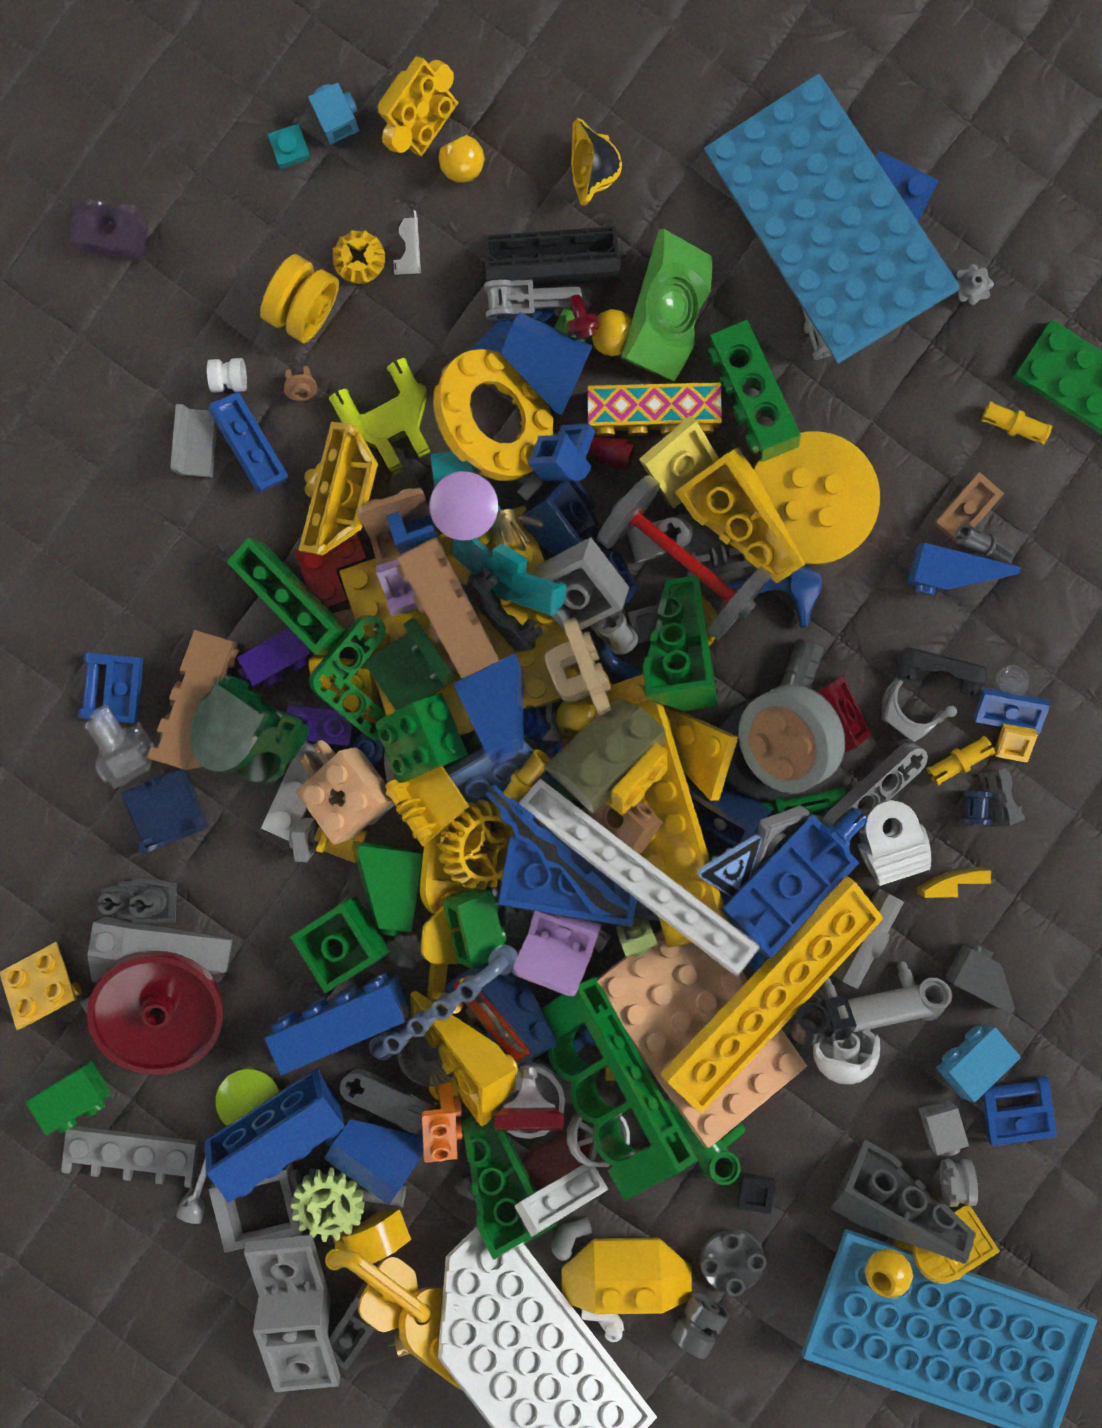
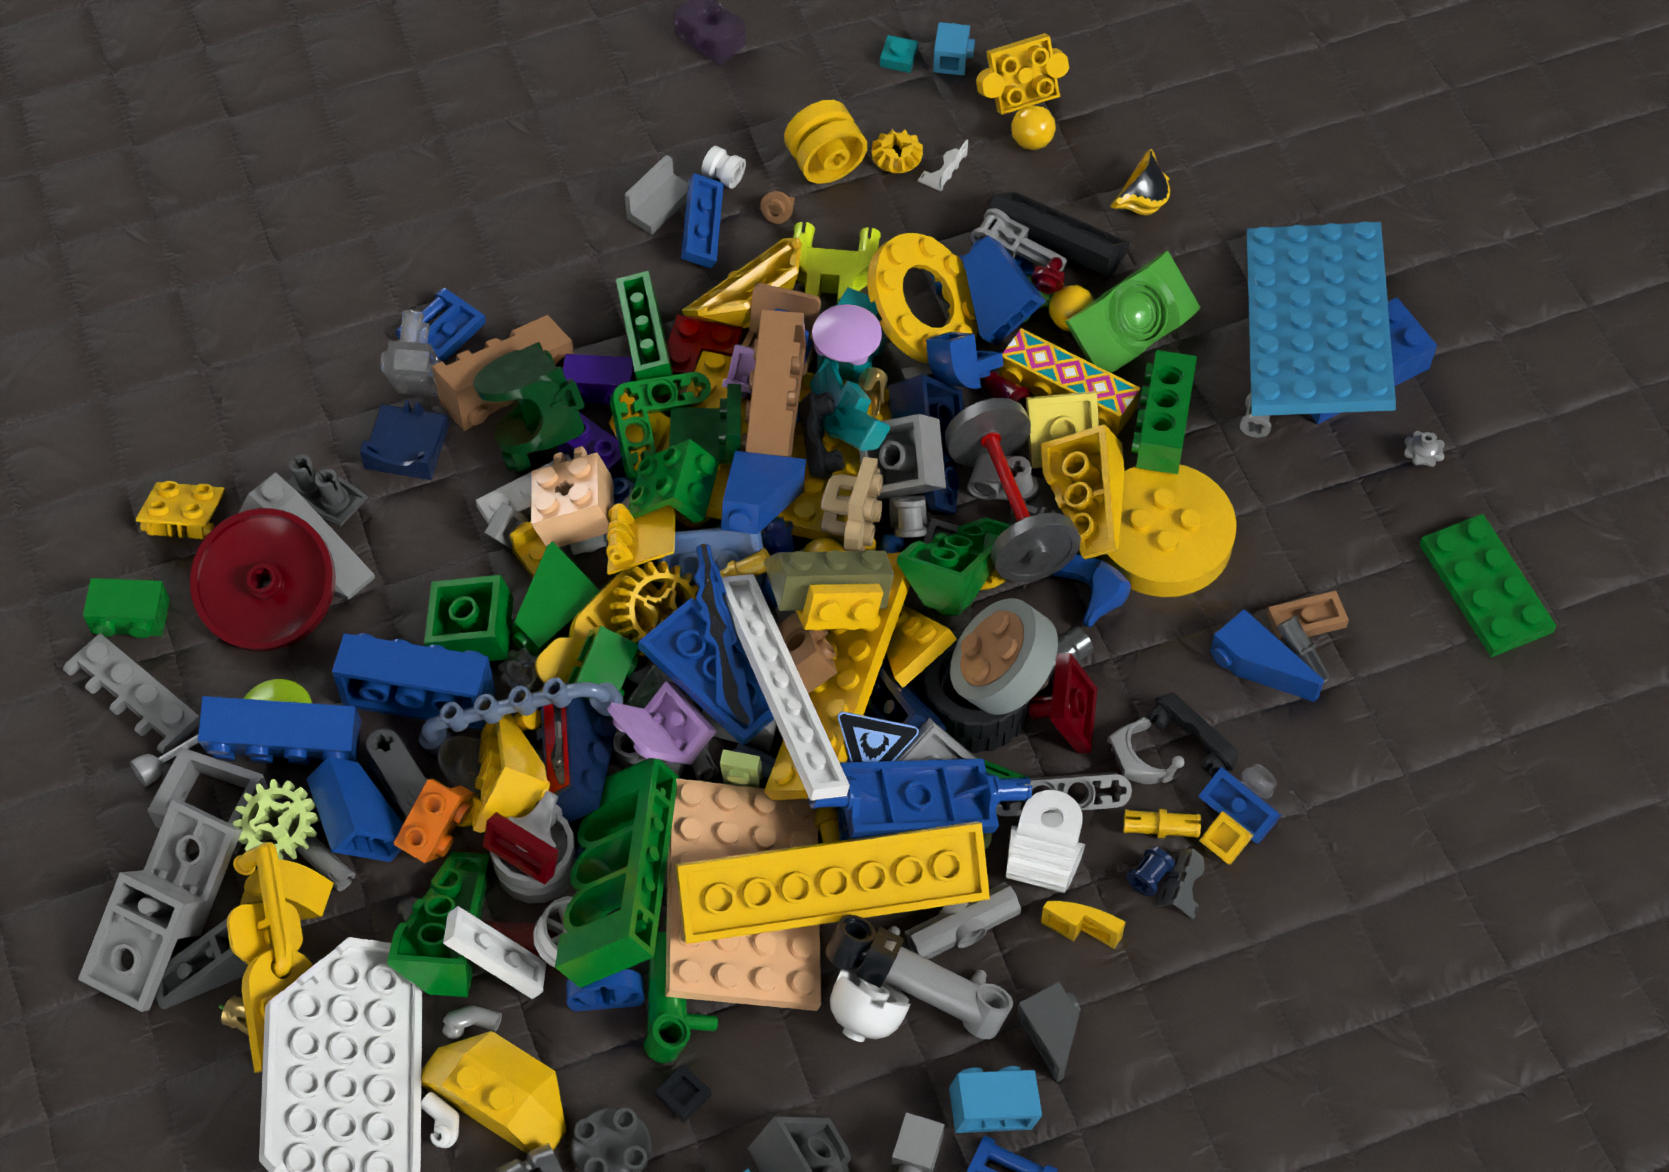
camera: 30 degrees right, 30 degrees down
(1016, 423) = (1397, 575): yellow pin -> none

